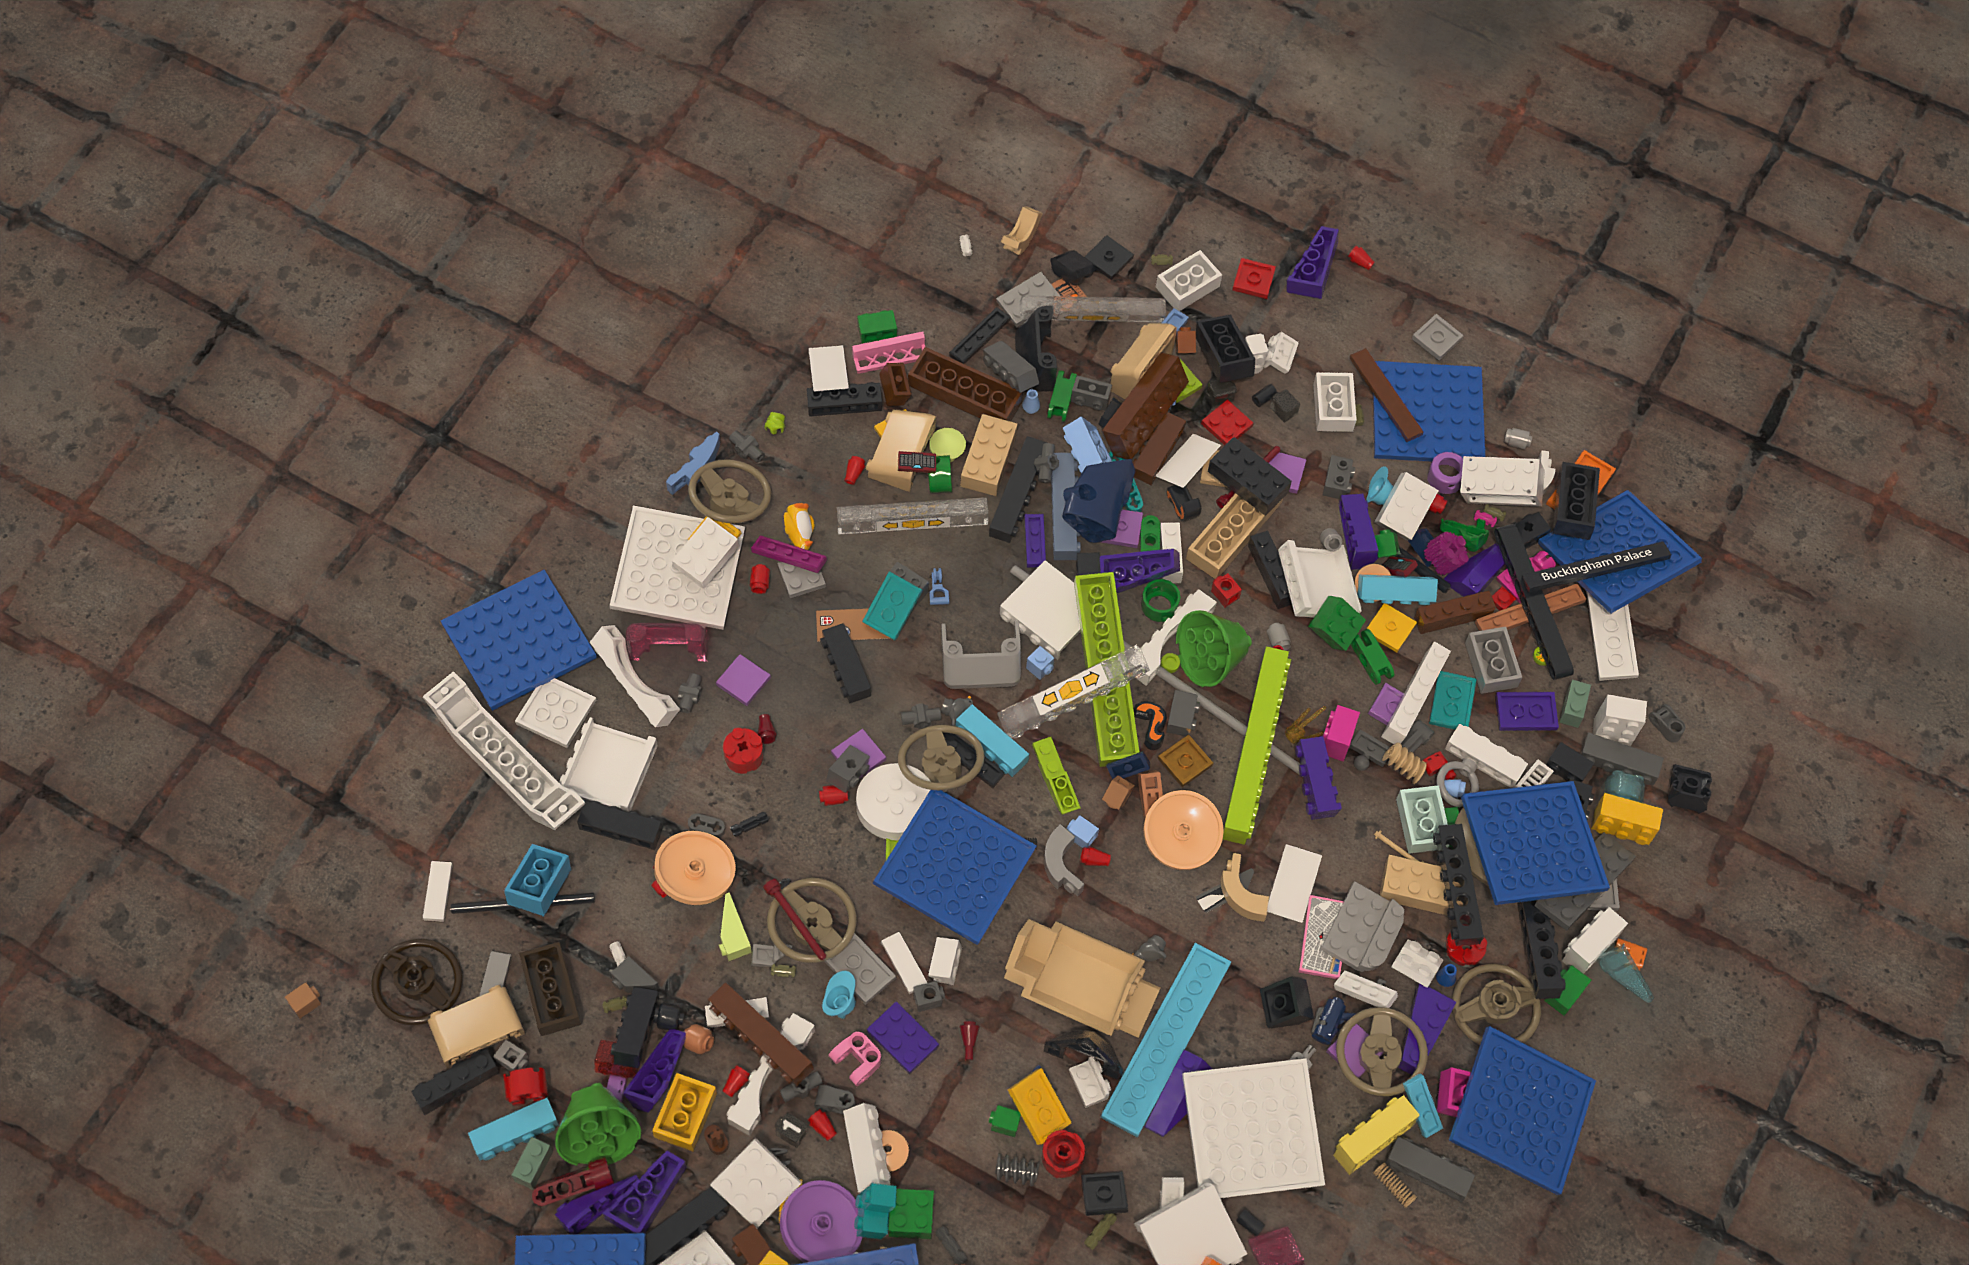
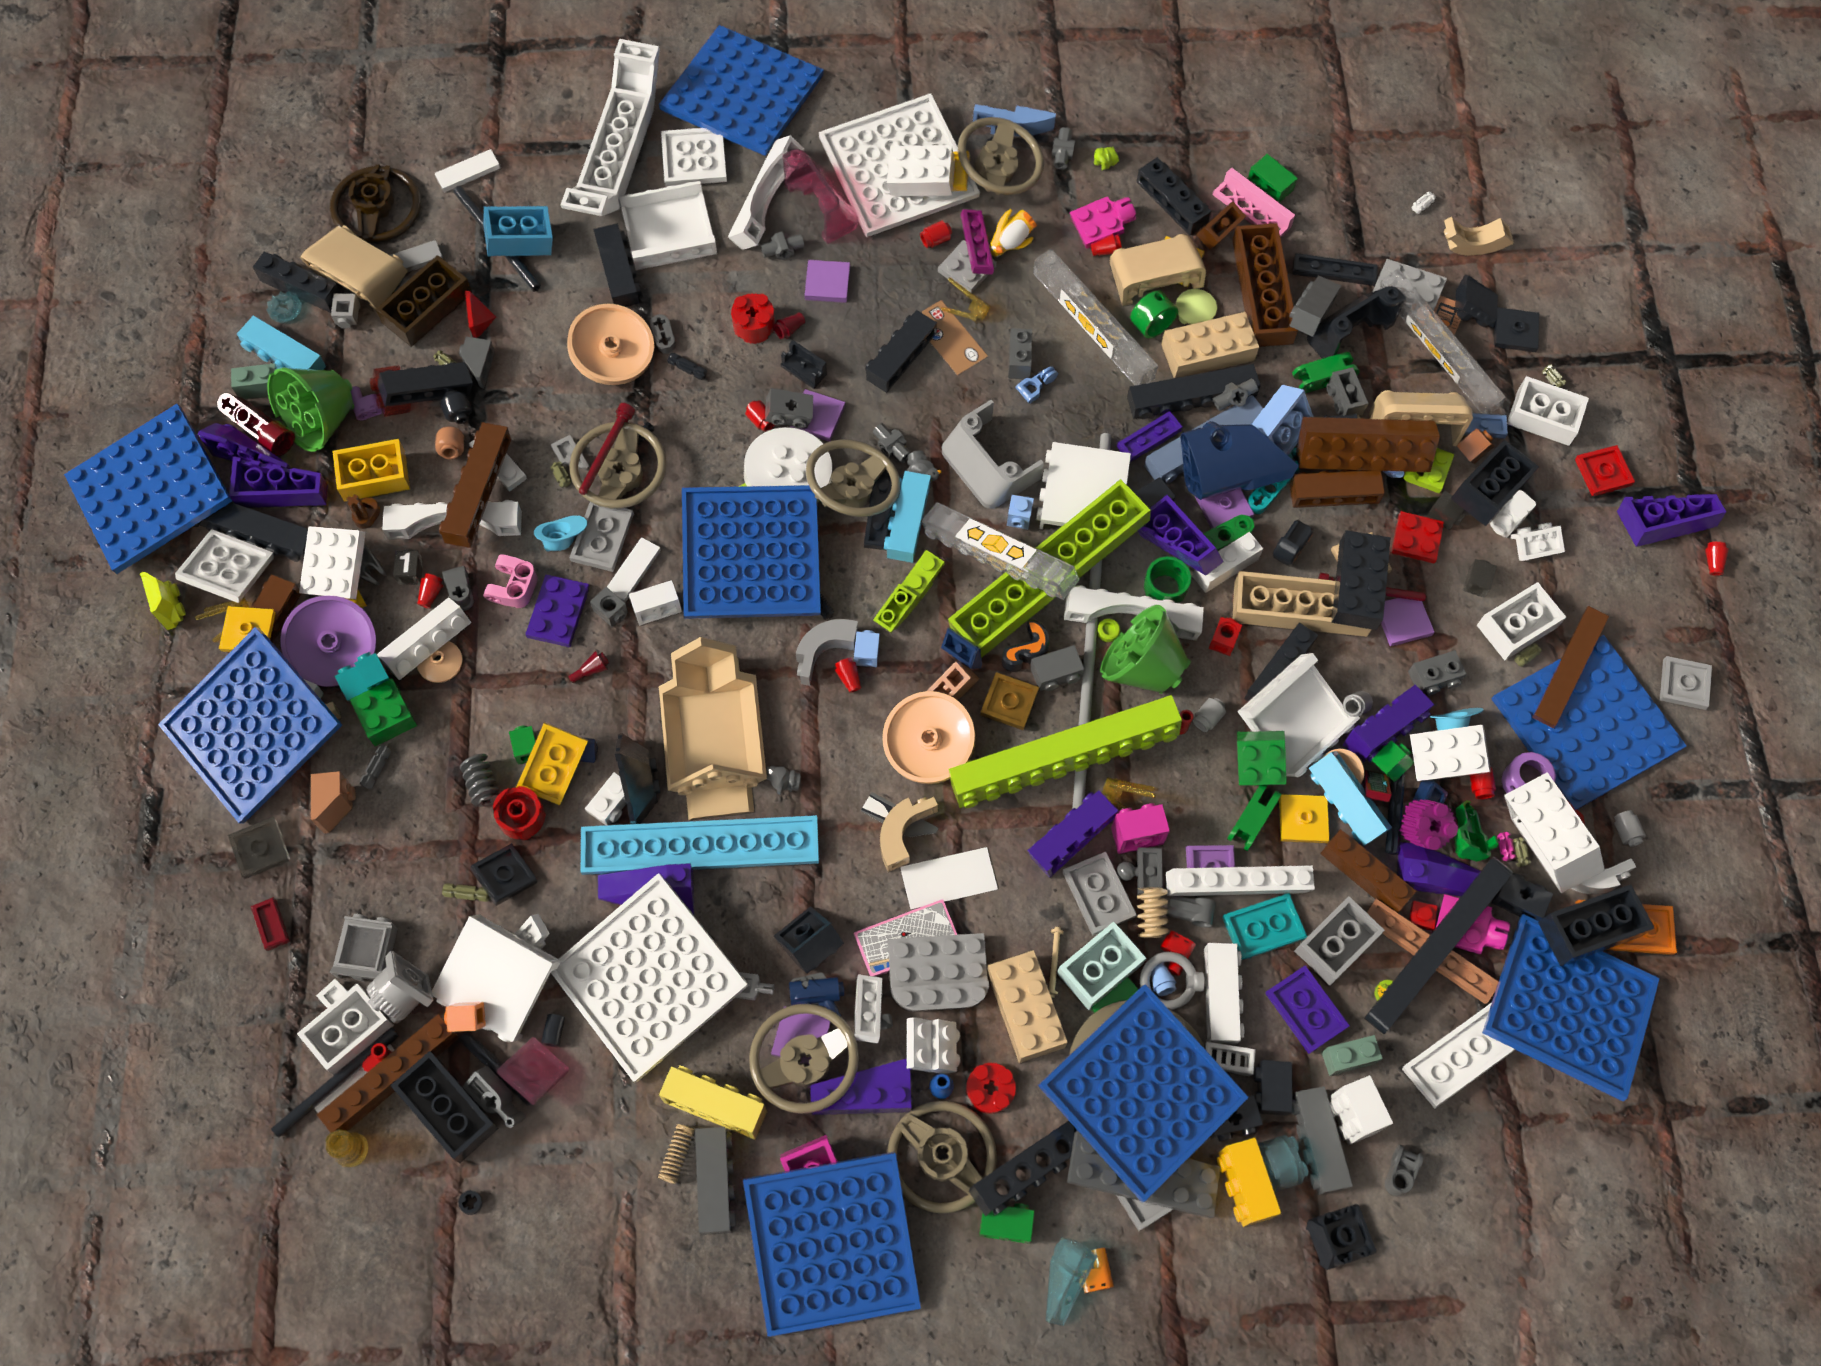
camera: 60 degrees right, 5 degrees up
(303, 999) = (305, 132): medium nougat brick -> none
(476, 1110) = (282, 314): none -> clear light blue gear
(525, 1085) = (321, 334): red brick -> none
(588, 955) = (478, 315): none -> red slope
(617, 952) = (496, 334): white piece -> none
(656, 1072) = (382, 426): dark purple wedge -> none
(733, 936) = (571, 410): yellowish green slope -> none
(735, 1081) = (429, 495): red cone -> none
(809, 738) = (804, 364): none -> black hinge
(809, 1082) = (454, 553): dark grey axle -> none
(828, 368) = (1194, 164): white sticker -> none
(829, 459) = (1102, 219): none -> dark pink plate
(844, 588) = (977, 307): none -> clear yellow plant
(892, 605) = (985, 352): teal tile -> none
(916, 462) = (1141, 279): tile -> none
(1031, 402) = (1296, 350): light blue cone -> none
(1118, 792) = (929, 656): medium nougat brick -> none
(1188, 460) = (1335, 520): white sticker -> none
(1264, 395) = (1473, 551): black piece -> none
(1367, 790) = (1099, 893): none -> light grey plate
(1423, 1103) = (773, 1134): medium azure tile -> none
(1454, 836) = (995, 1080): black brick -> none
(1594, 940) = (1078, 1220): white brick -> none
(1596, 566) = (1528, 987): black tile -> none

